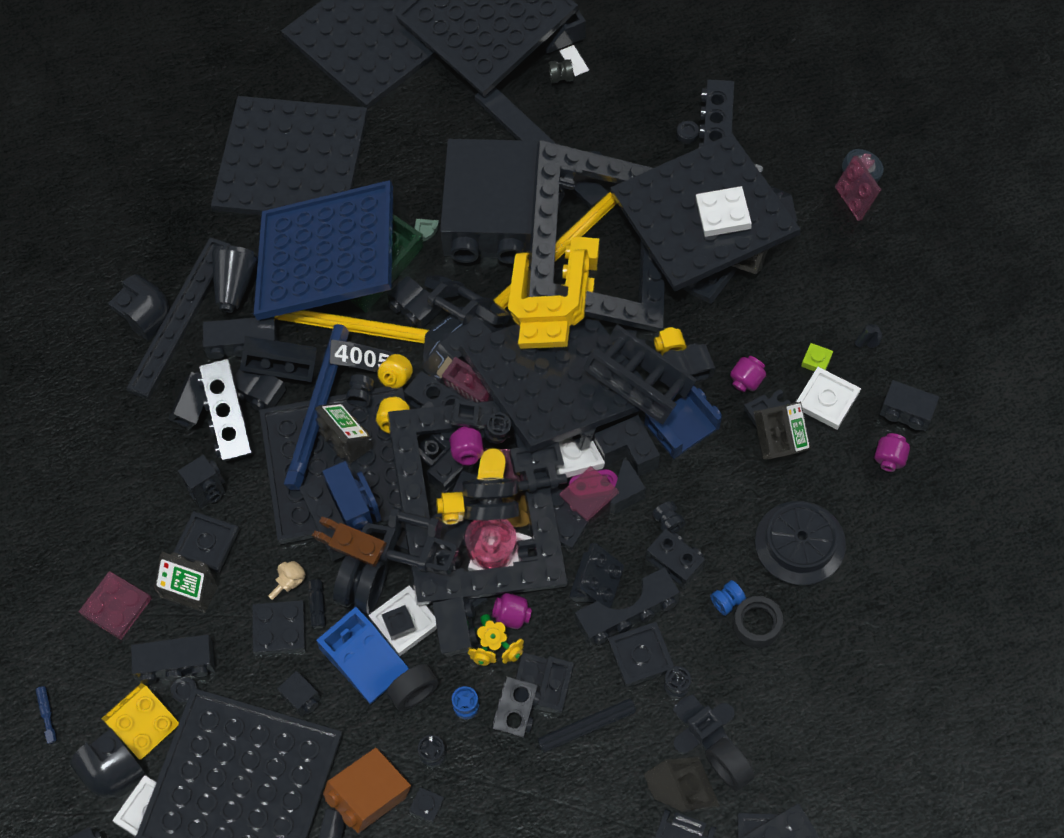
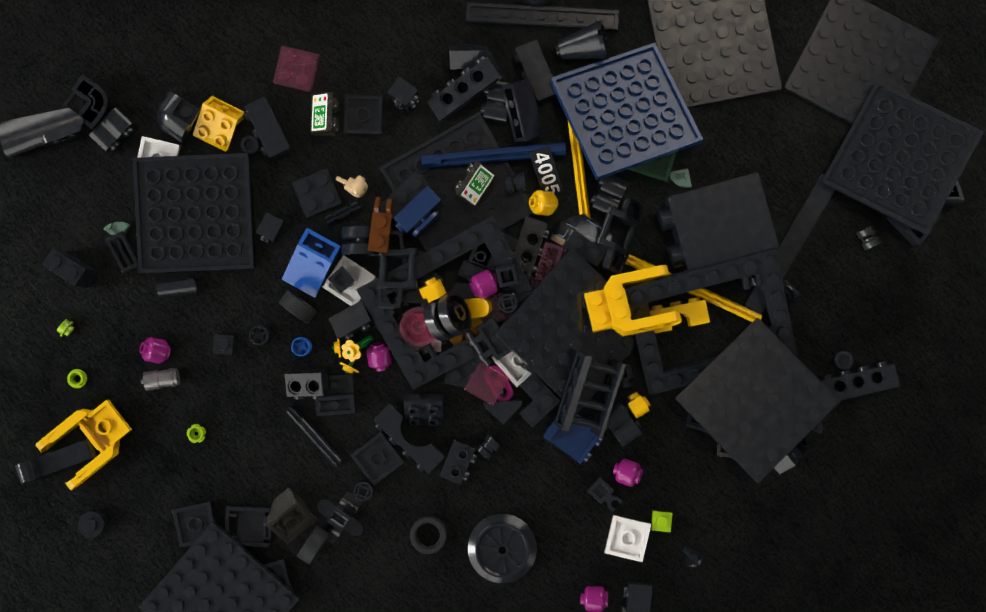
camera: 70 degrees right, 25 degrees up
(45, 712) = (203, 55): dark blue piece -> none
(366, 790) = (215, 301): dark orange brick -> none
(386, 405) = (504, 215): yellow head -> none
(577, 62) = (888, 243): white sticker -> none
(723, 211) = (754, 417): white plate -> none
(727, 597) = (436, 505): blue wheel -> none
(782, 430) = (584, 512): clear smoke slope -> none
(859, 181) = (846, 514): clear pink plate -> none

